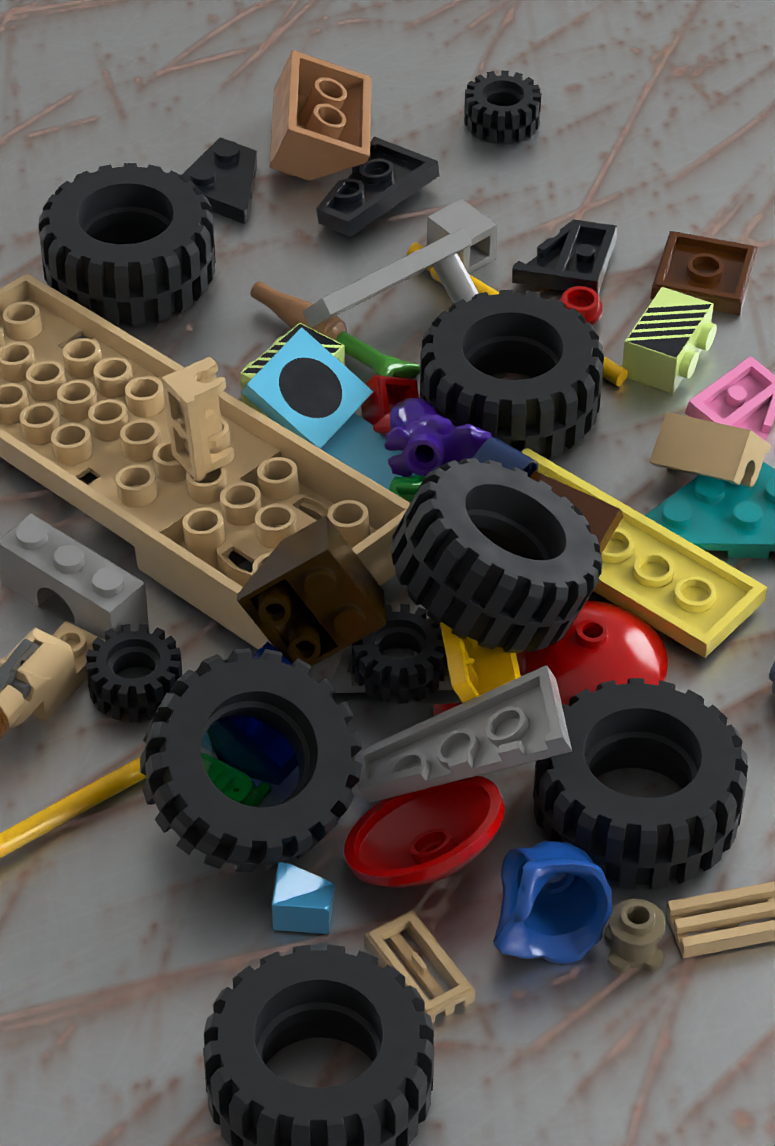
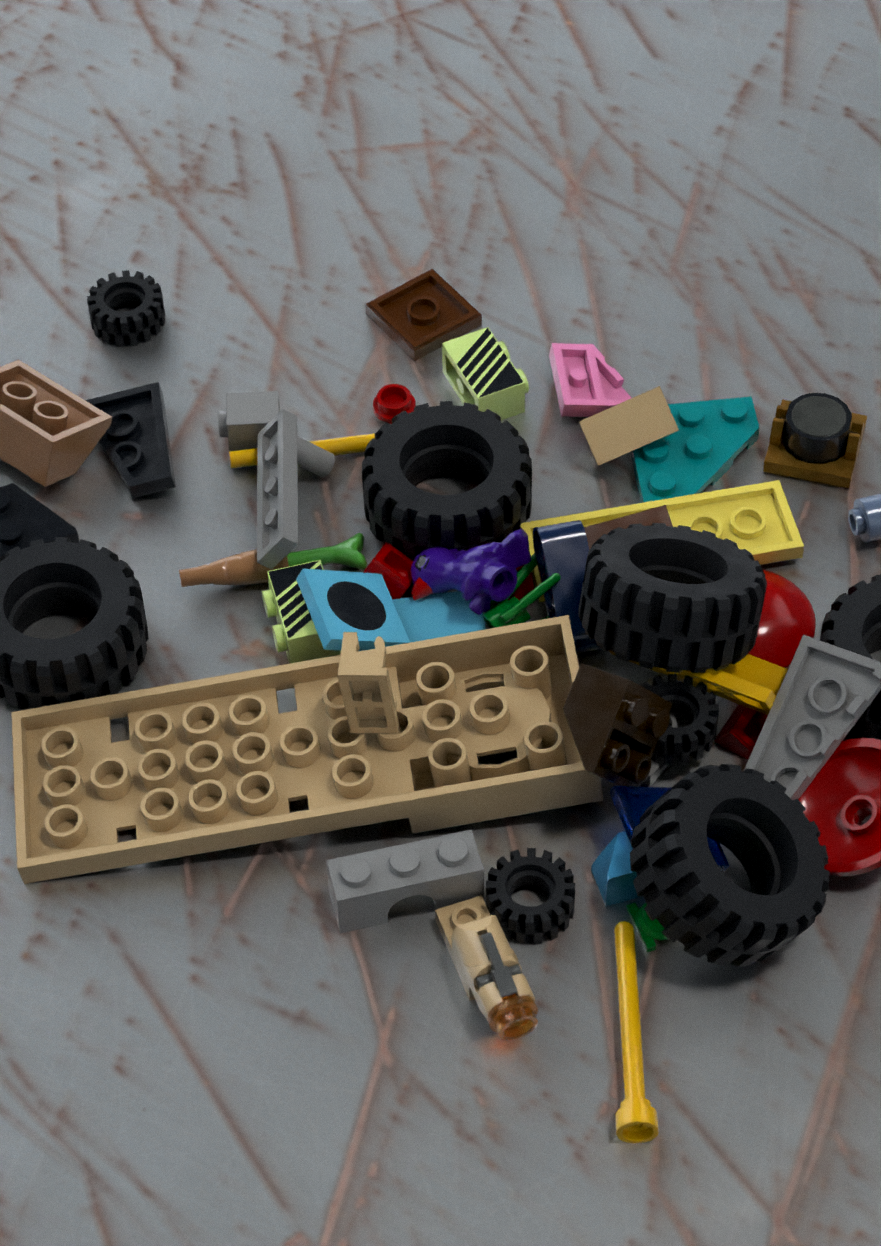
camera: 50 degrees left, 5 degrees up
(301, 901) = (843, 924): dark azure slope -> none
(571, 258) = (339, 375): black wing -> none

